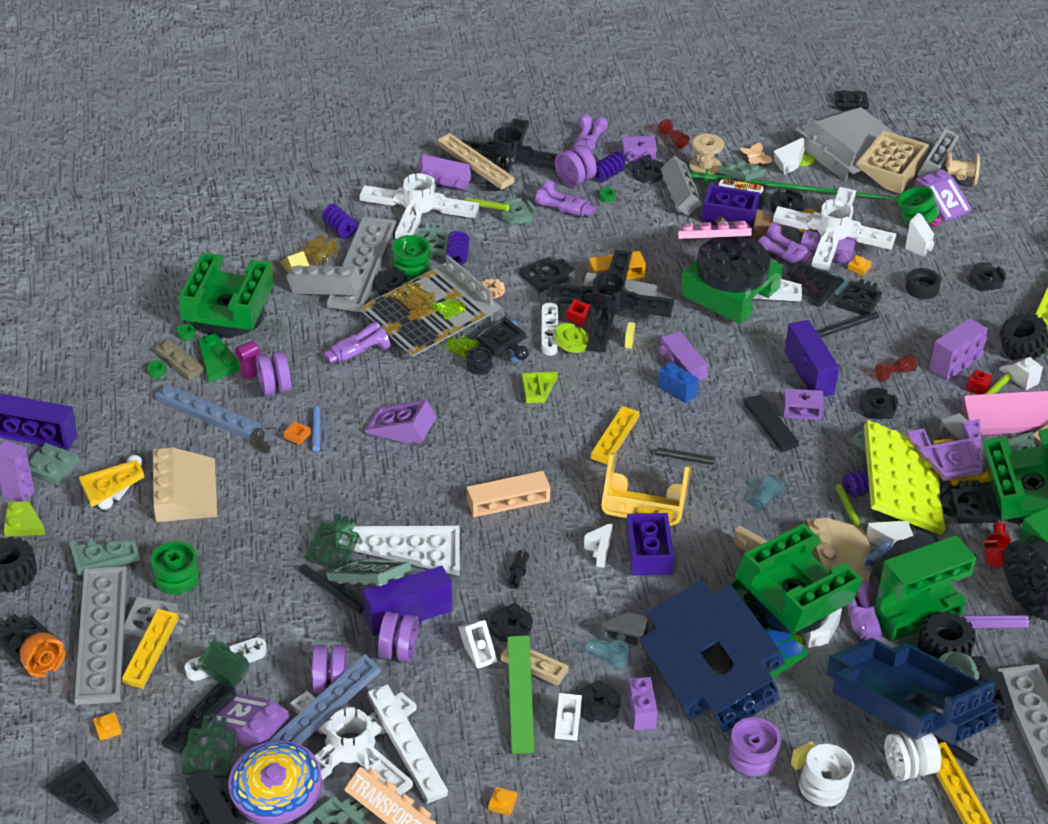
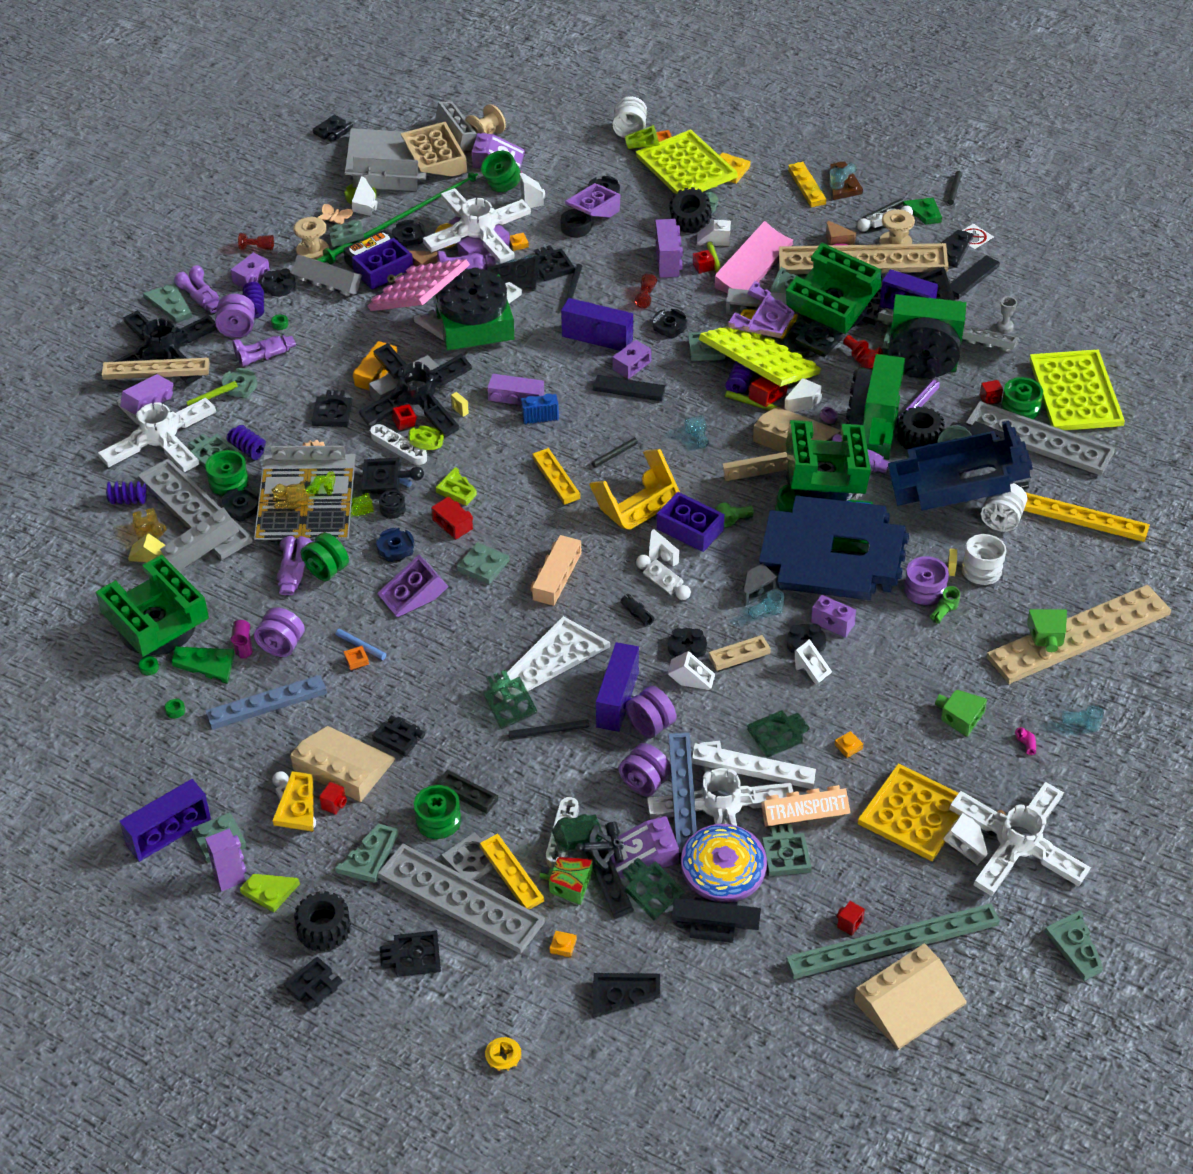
camera: 50 degrees left, 5 degrees up
(41, 654) = (450, 945): orange cylinder -> none
(139, 501) = (333, 798): none -> red plate
(176, 689) = (568, 878): none -> torso
(179, 360) = (180, 688): dark tan plate -> none
(219, 576) = (469, 792): none -> pearl dark grey tile
(231, 695) = (613, 844): none -> black piece
(233, 502) = (394, 738): none -> black plate
(258, 440) = (336, 687): clear smoke arm -> none
(369, 572) = (571, 691): sand green plate -> none
(372, 352) = (324, 556): none -> green wheel
(431, 390) = (395, 552): none -> dark blue plate
(473, 448) = (483, 563): none -> sand green plate
(488, 750) = (791, 723): none -> clear green piece
(500, 401) = (452, 517): none -> red brick
(520, 695) = (764, 676): bright green tile -> none
(560, 132) = (170, 301): none -> sand green wing
(571, 564) = (663, 577): none -> white plate
(691, 565) = (732, 514): none -> bright green pin
(744, 779) = (946, 605): none -> bright green pin
(860, 508) = (766, 392): none -> red brick
(876, 553) = (814, 414): medium blue pin -> none
(954, 277) = (596, 201): none -> medium lavender slope

